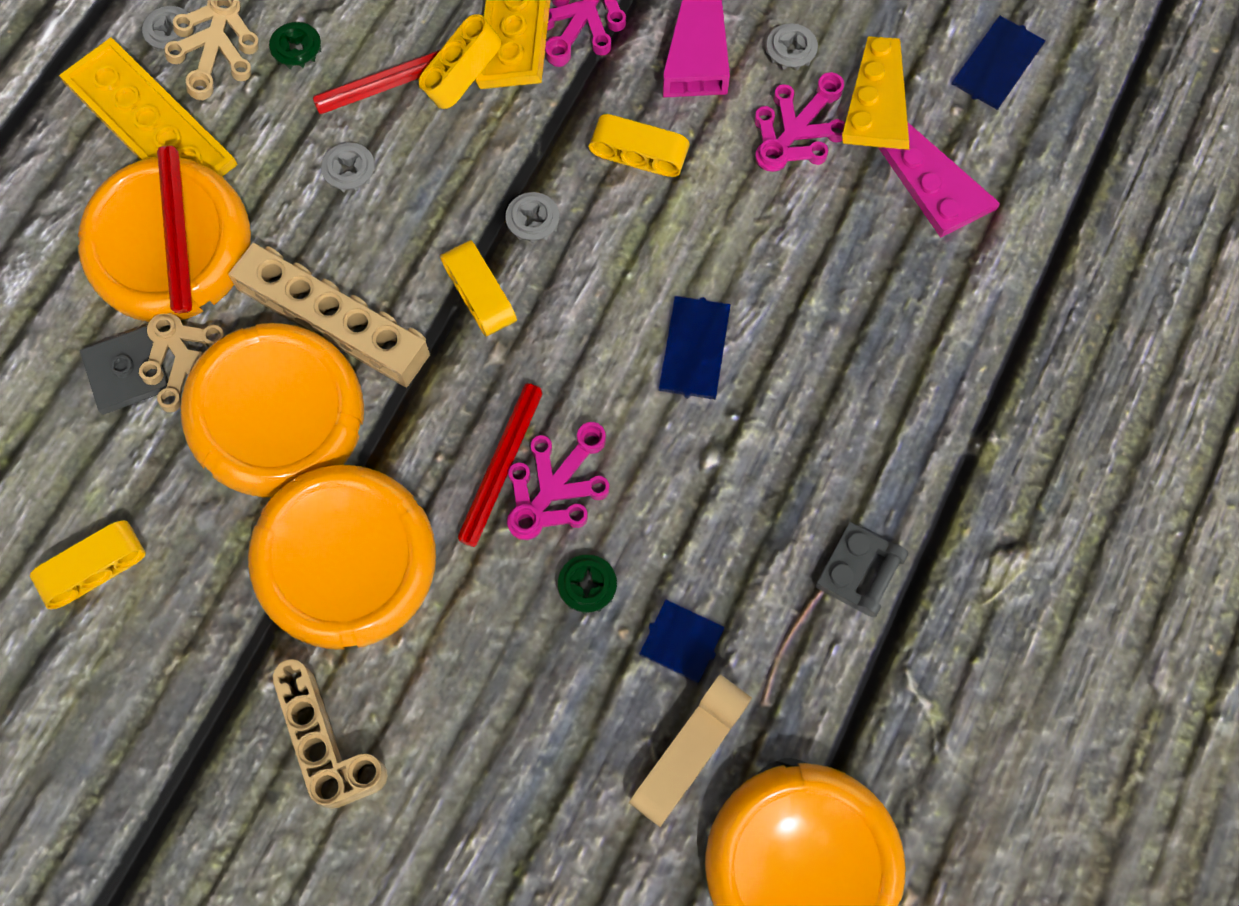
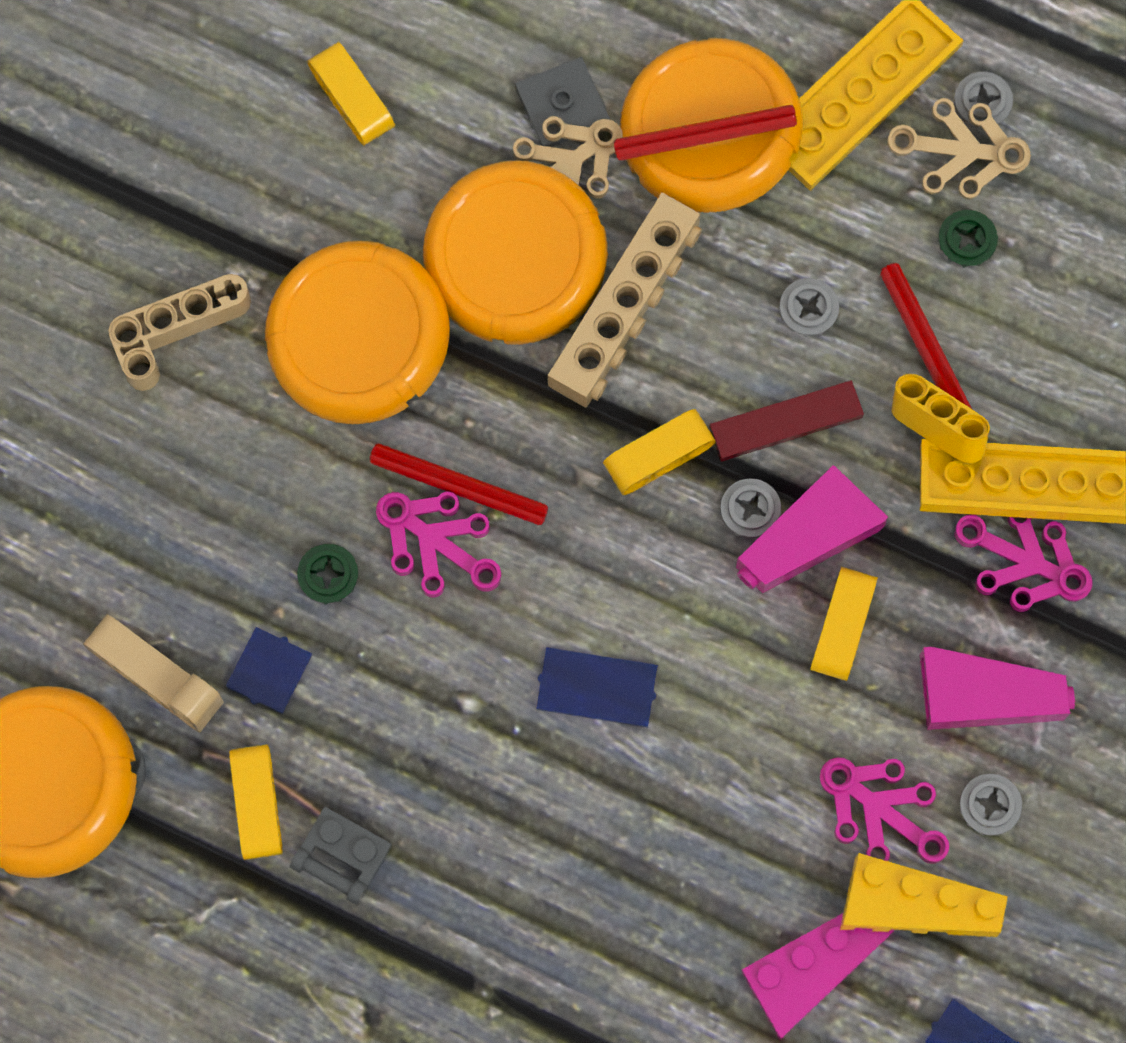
camera: 90 degrees right, 5 degrees up
(452, 187) = (786, 420): none -> dark red tile
(554, 166) = (816, 527): none -> dark pink slope
(815, 647) = (255, 802): none -> yellow beam

